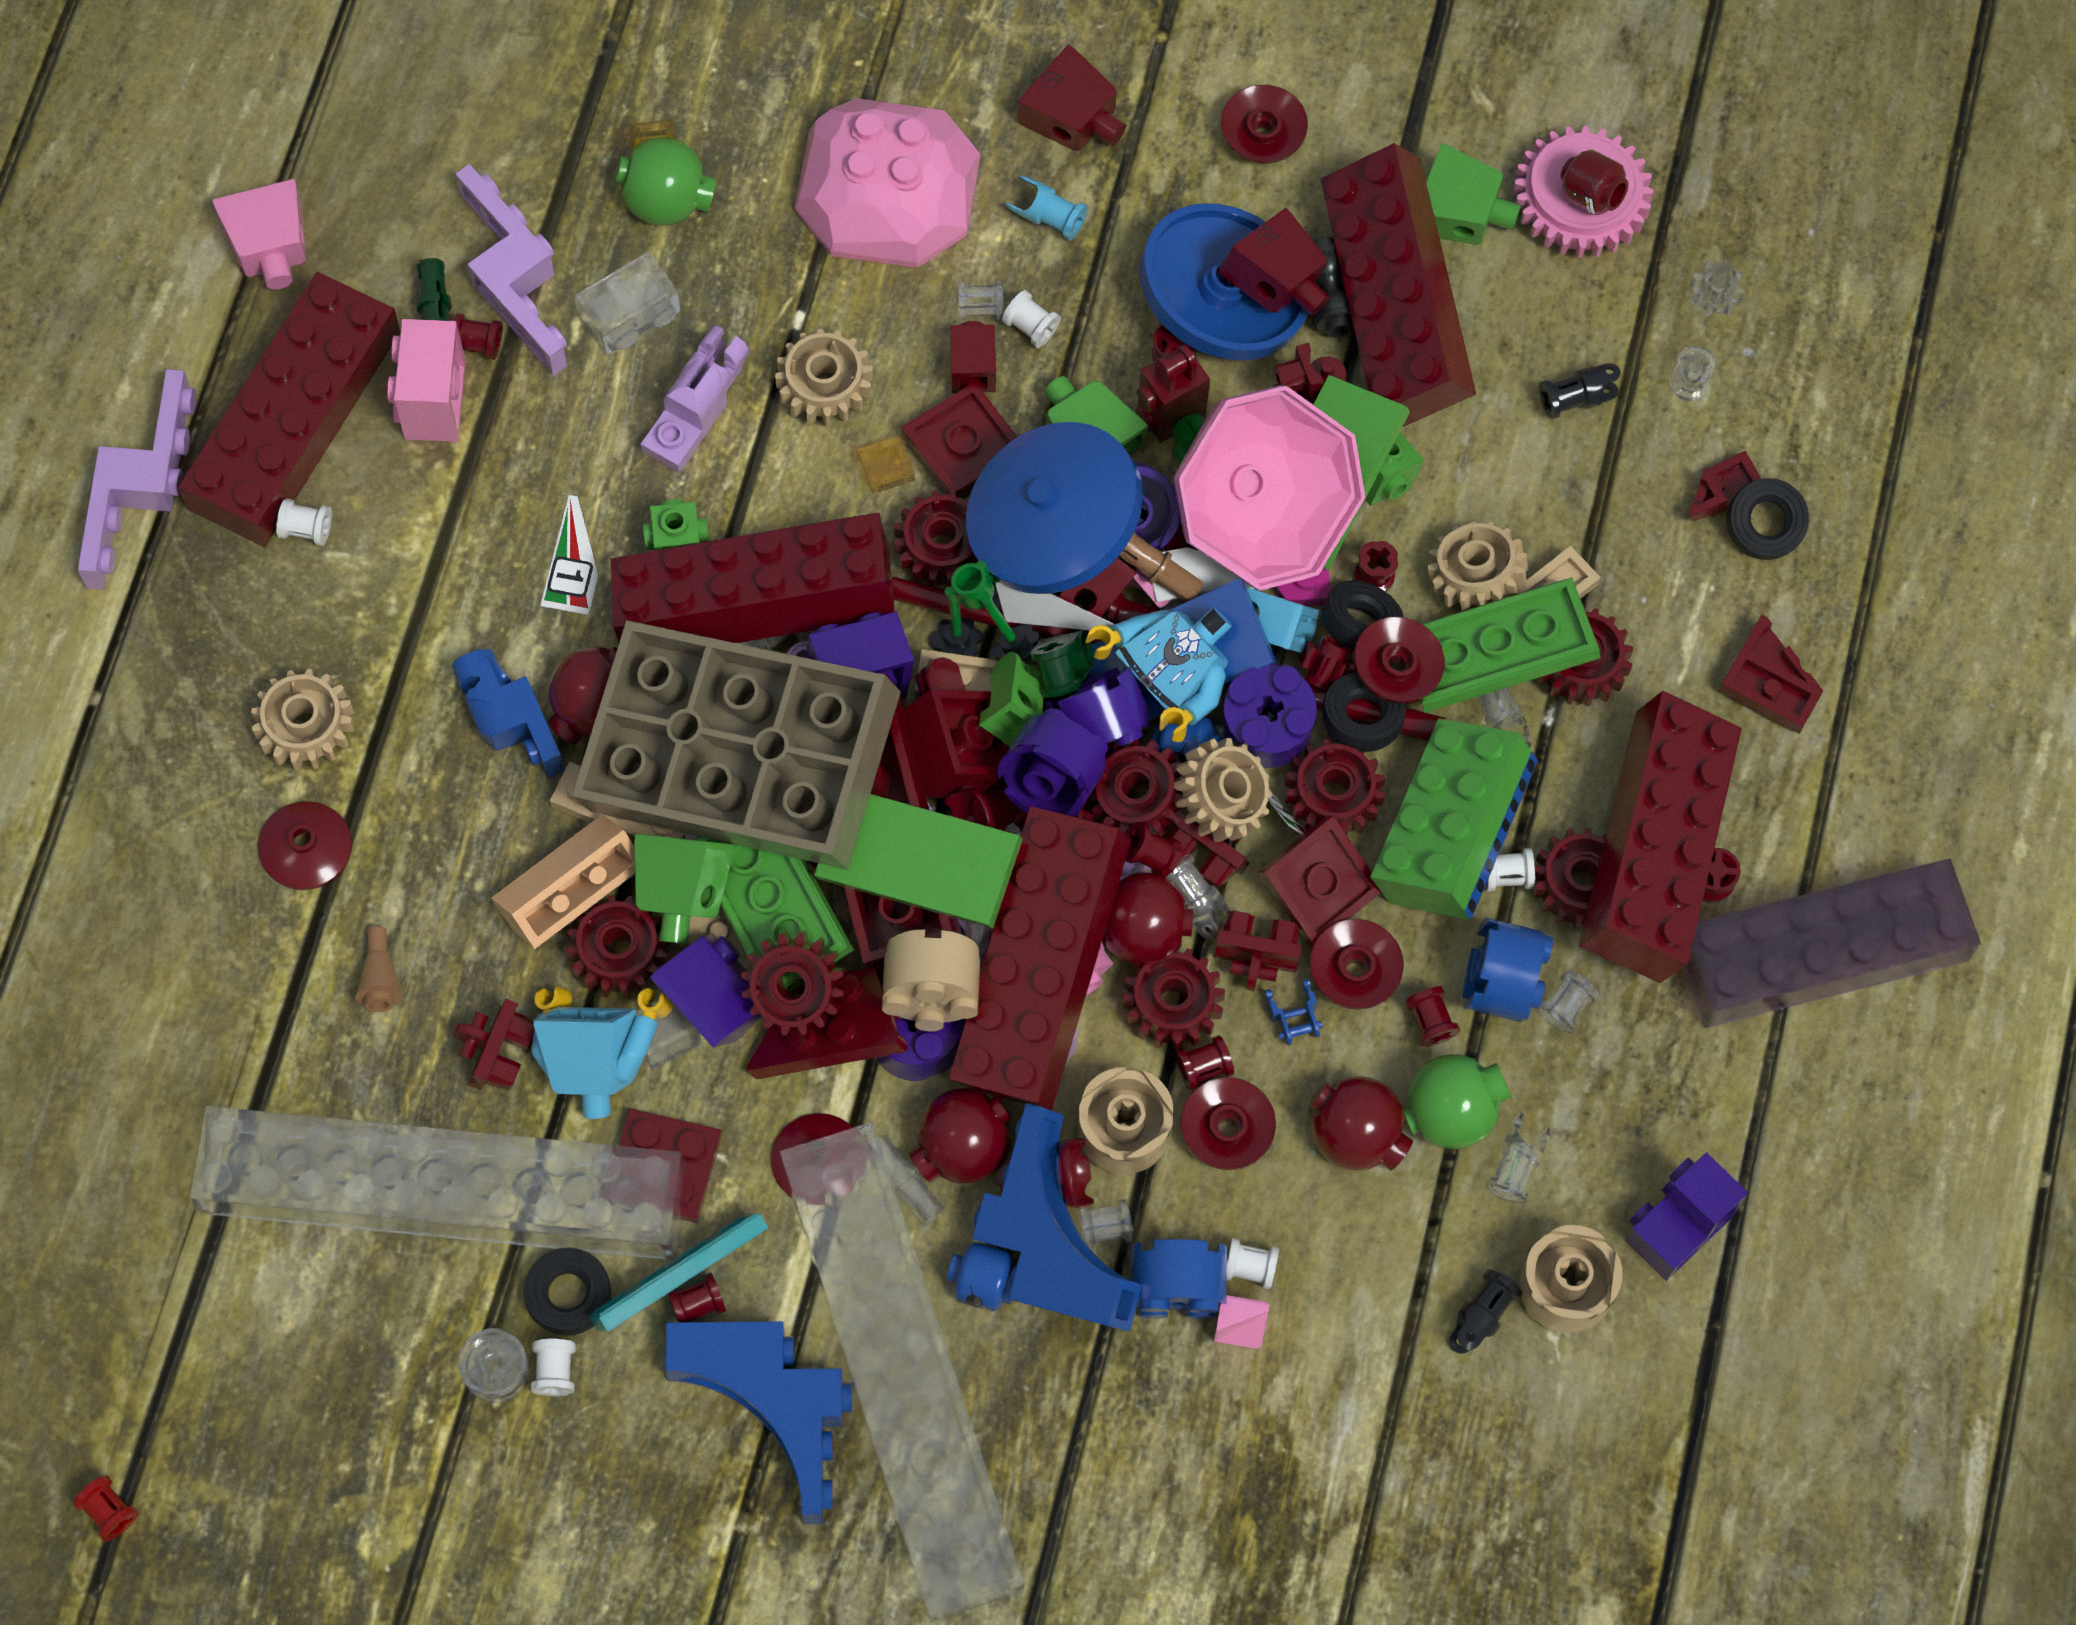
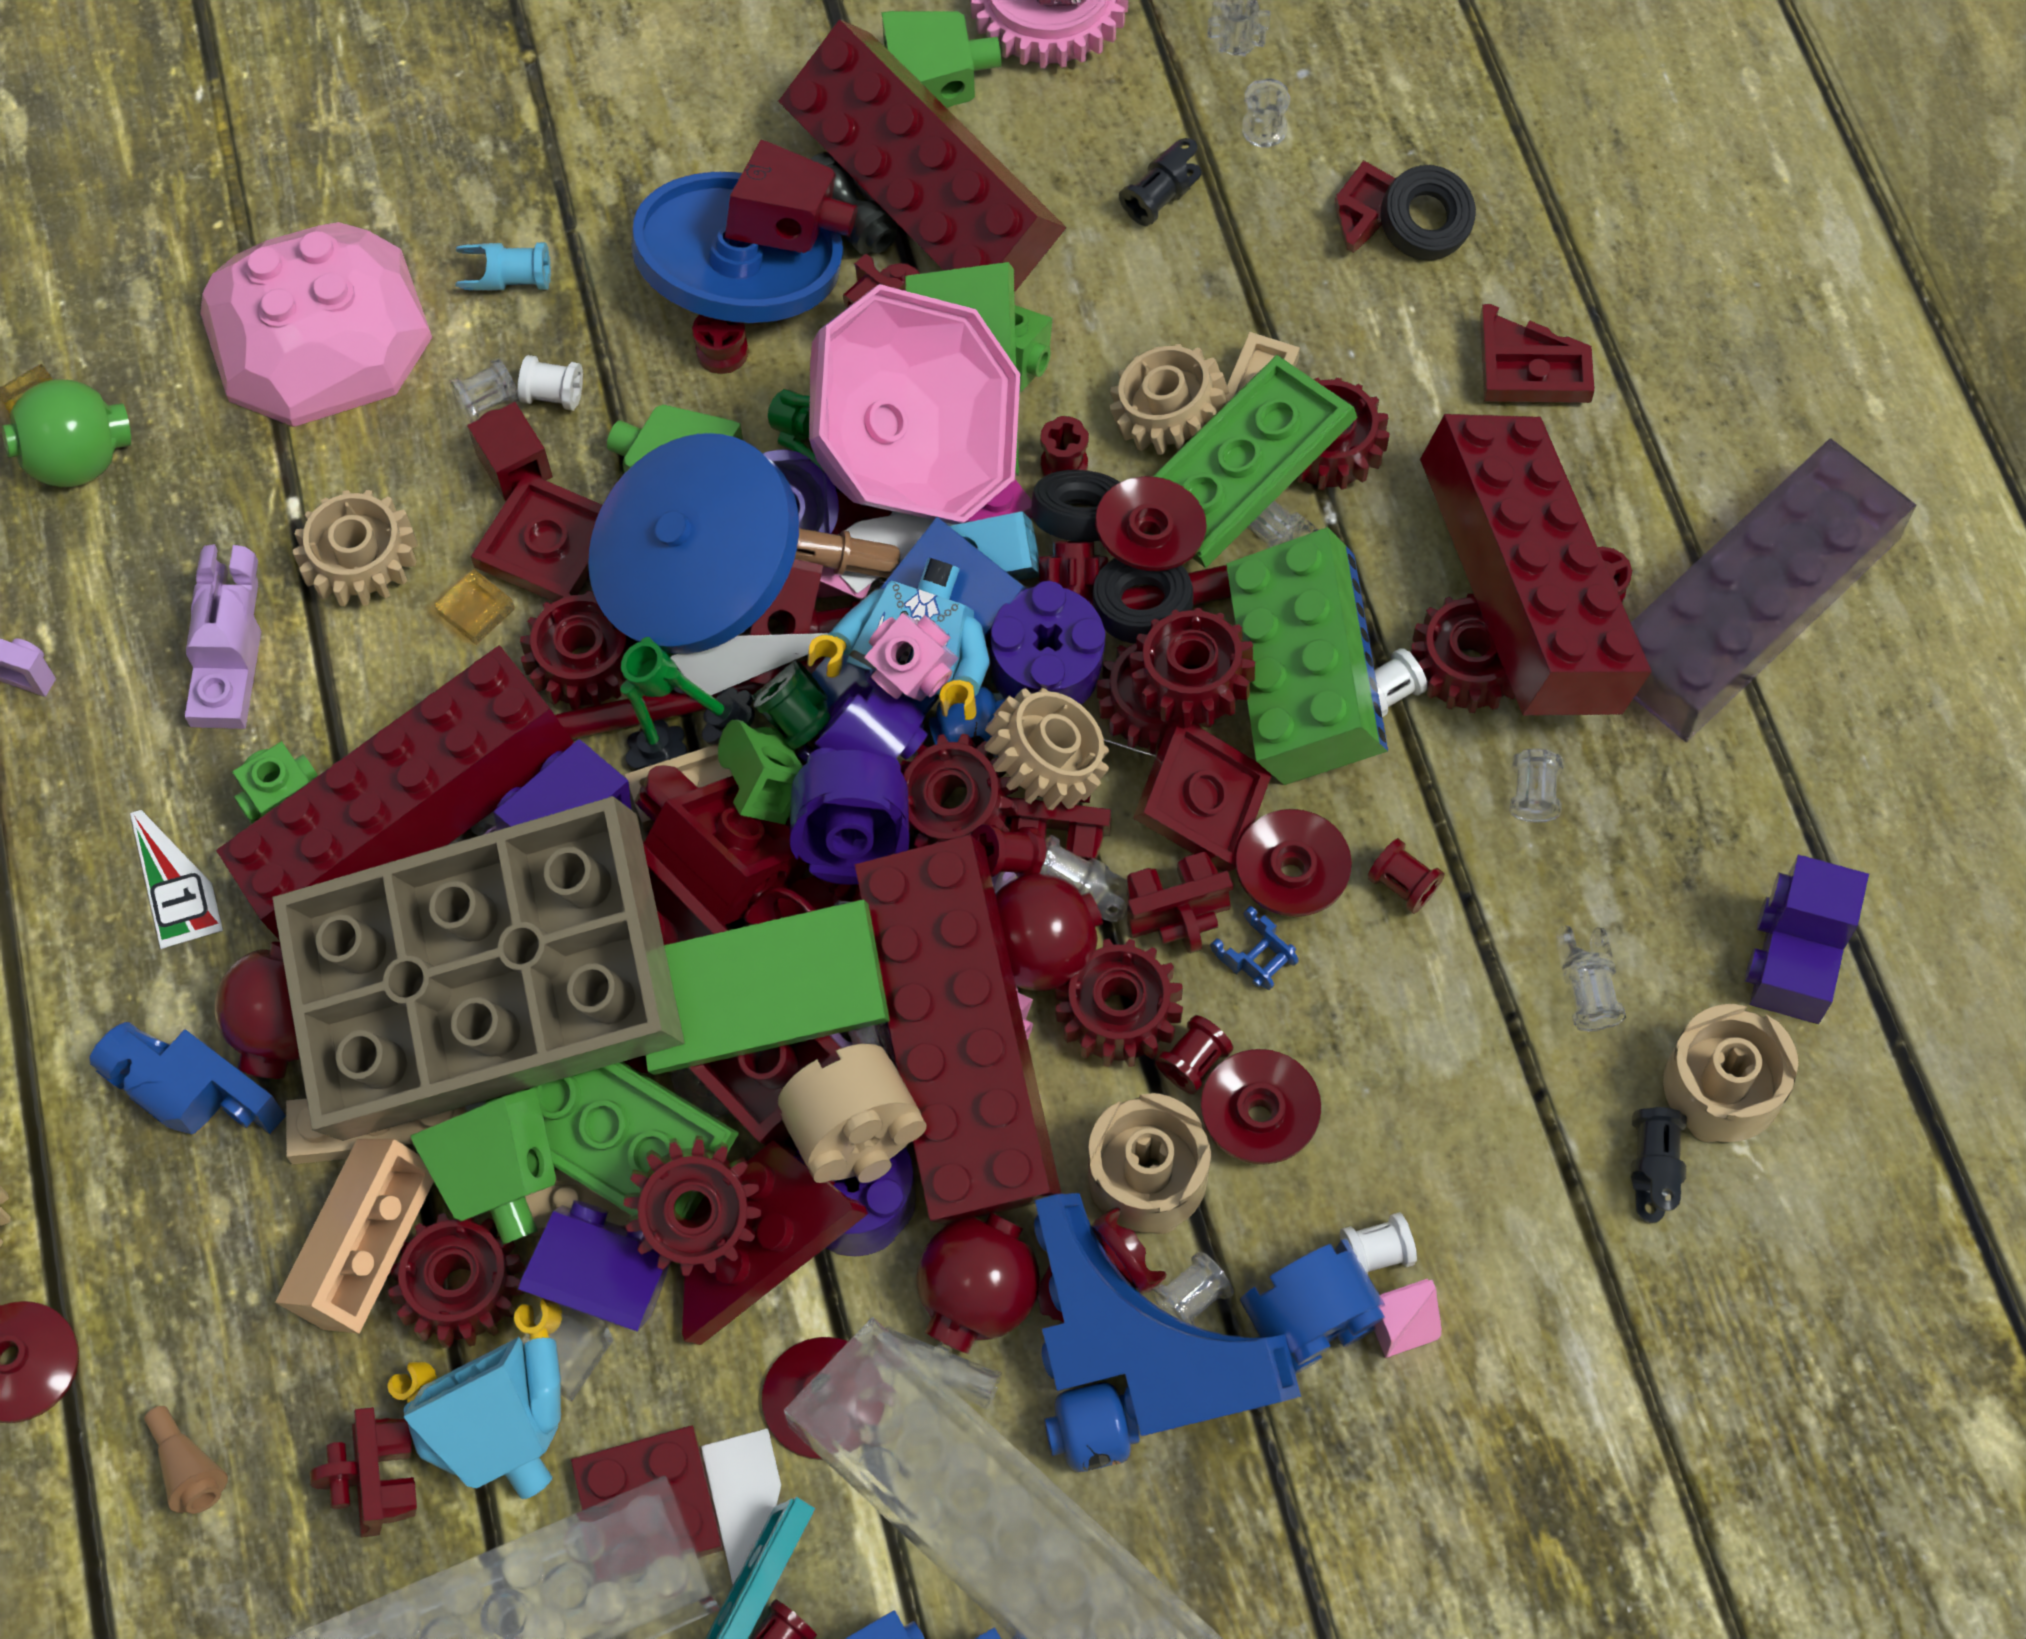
camera: 25 degrees left, 5 degrees down
(627, 304) = (90, 577): clear brick -> none
(732, 1190) = (743, 1491): none -> white sticker
(1071, 103) = (471, 155): dark red torso -> none
(1170, 677) = (929, 666): none -> bright pink brick
(1171, 390) = (747, 372): dark red brick -> none
(1264, 108) = (686, 82): dark red dish -> none
(1356, 807) = (1187, 640): none -> dark red gear
(1359, 1124) = (1403, 1029): dark red brick -> none
(1455, 1101) = (1491, 948): bright green brick -> none
(1506, 970) = (1457, 784): blue brick -> none

